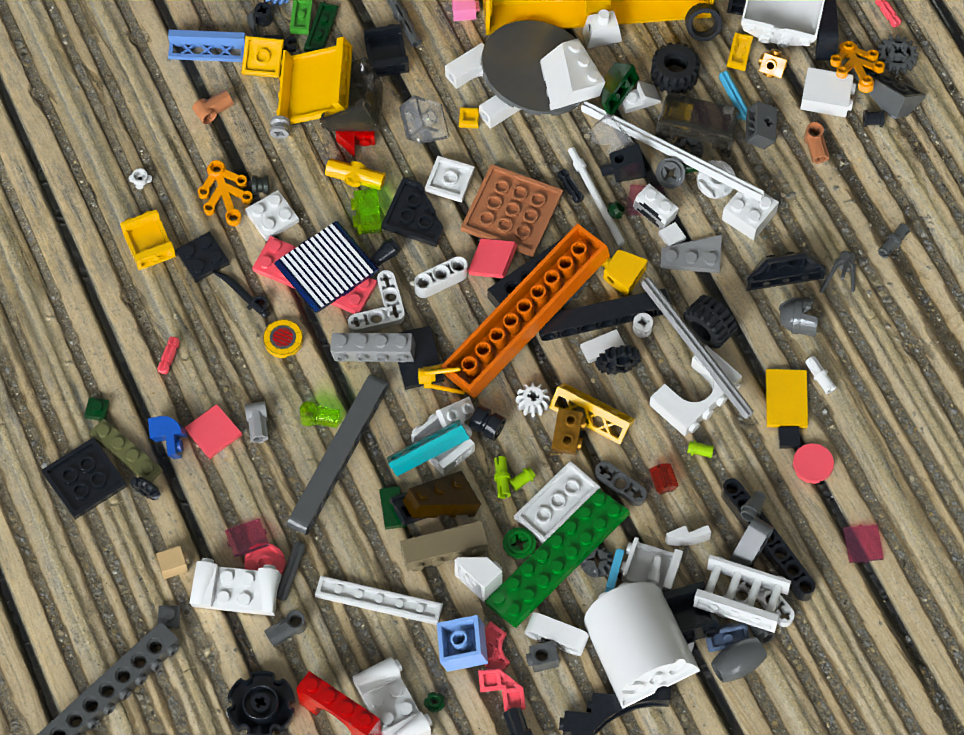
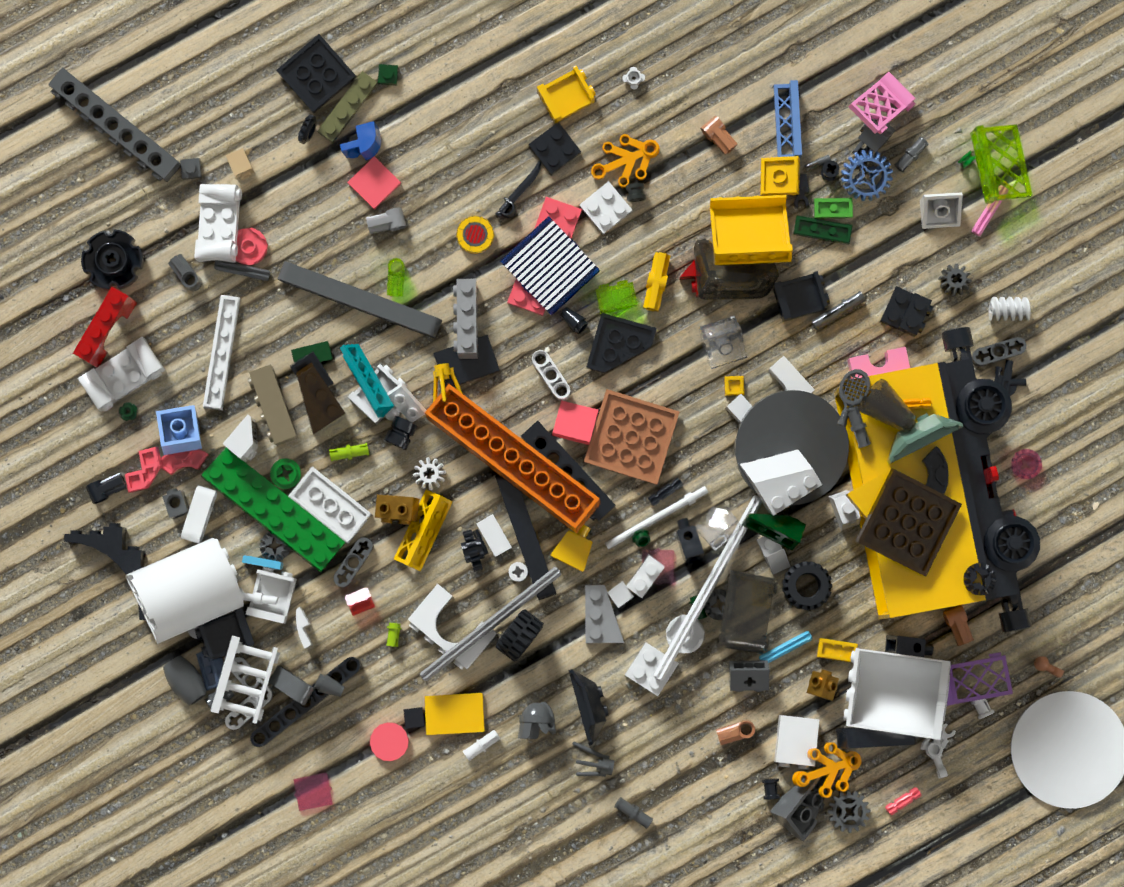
camera: 85 degrees right, 20 degrees up
(168, 355) = (447, 131): coral axle -> none
(247, 538) = (270, 227): clear pink piece -> none
(279, 127) = (701, 203): light grey wheel -> none
(385, 312) = (510, 326): white beam -> none
(449, 179) = (660, 373): white plate -> none
(522, 478) = (352, 474): lime pin -> none
(662, 173) = (679, 592): dark grey gear -> none
(704, 35) = (872, 610): black tyre -> none

